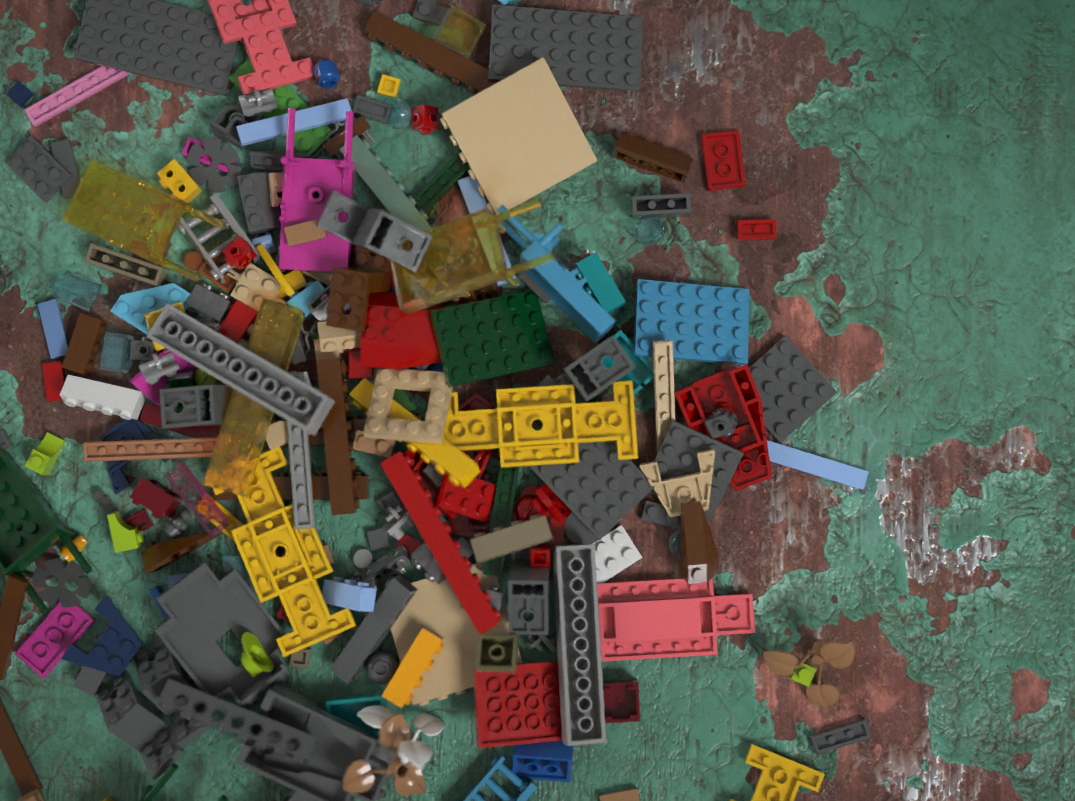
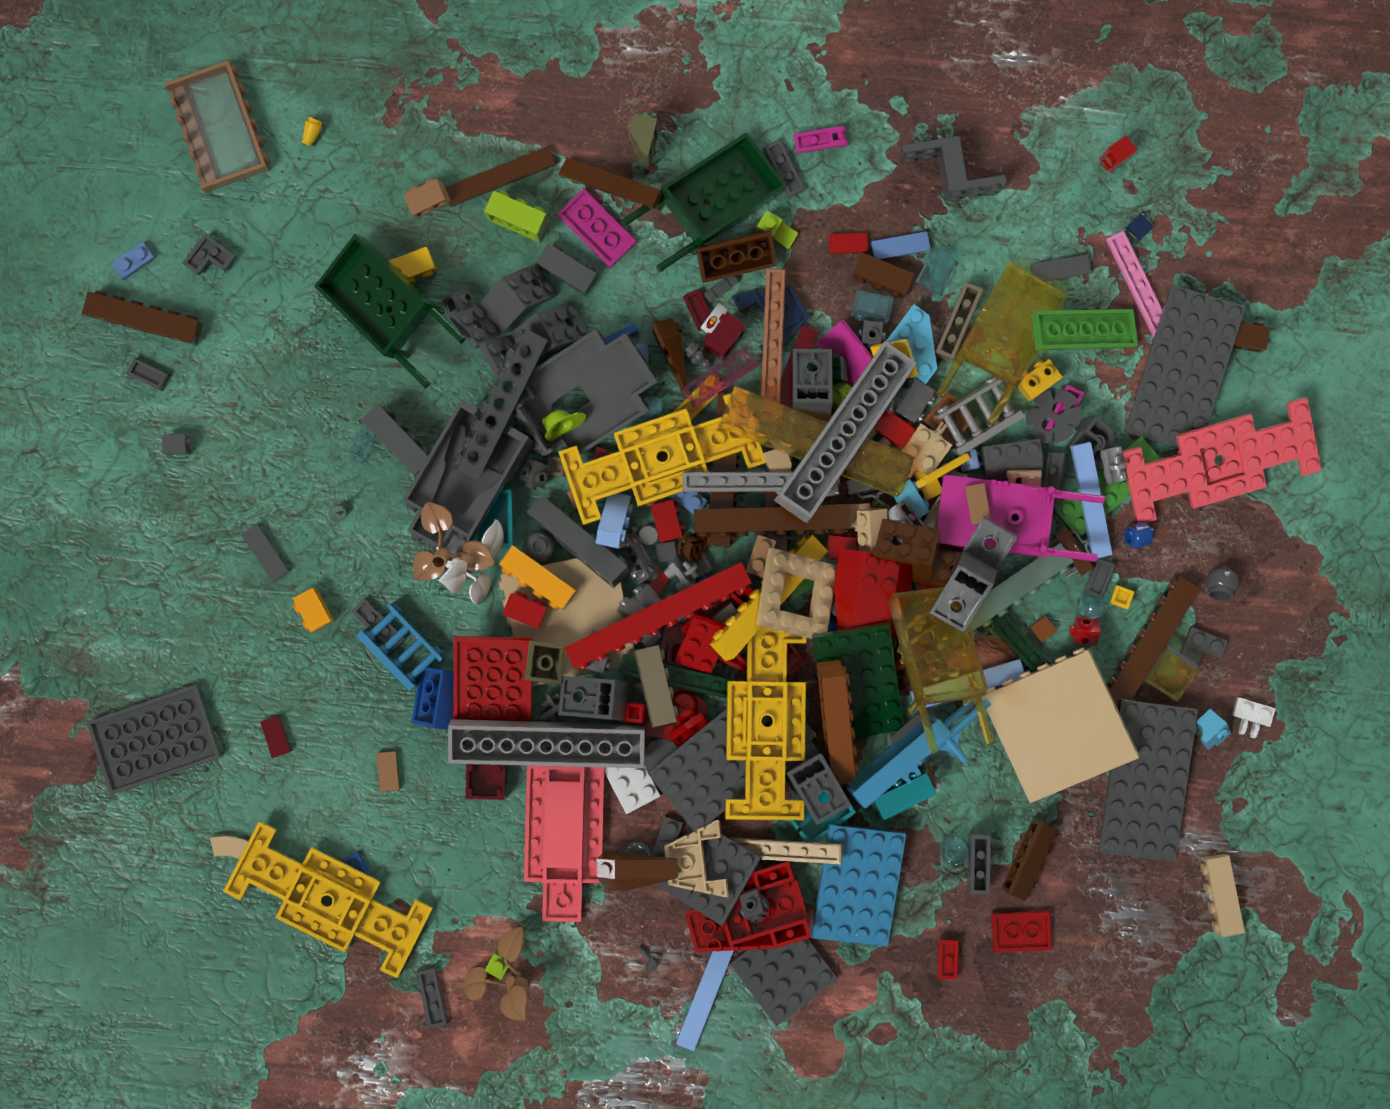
camera: 90 degrees right, 0 degrees up
(38, 168) = (1062, 241): dark grey plate -> none
(46, 720) = (516, 215): none -> lime brick
(51, 594) = (639, 229): dark grey piece -> none
(73, 493) = (736, 256): none -> reddish brown slope
(80, 543) = (678, 245): light orange cone -> none
(102, 397) = (828, 290): white brick -> none
(115, 646) = (581, 286): dark blue wing -> none
(123, 535) = (689, 302): lime arch -> none
(124, 141) = (1084, 329): none -> bright green plate
(137, 772) = (458, 301): none -> dark grey brick
(139, 510) = (713, 319): none -> white sticker
(159, 367) = (853, 348): light grey hips -> none
(193, 261) = (958, 388): dark orange tile -> none
(239, 253) = (961, 436): red brick -> none
(309, 678) = (534, 474): none -> dark grey brick
(324, 520) = (690, 500): none -> medium blue plate
(346, 541) = (666, 521): none -> red brick
(370, 512) = (692, 548): none -> reddish brown wheel
(426, 160) = (1043, 629): none -> dark orange tile
(446, 676) = (524, 610): none -> red brick
(530, 355) = (837, 720): none -> dark orange brick
(786, 519) = (652, 962): none -> dark grey hand

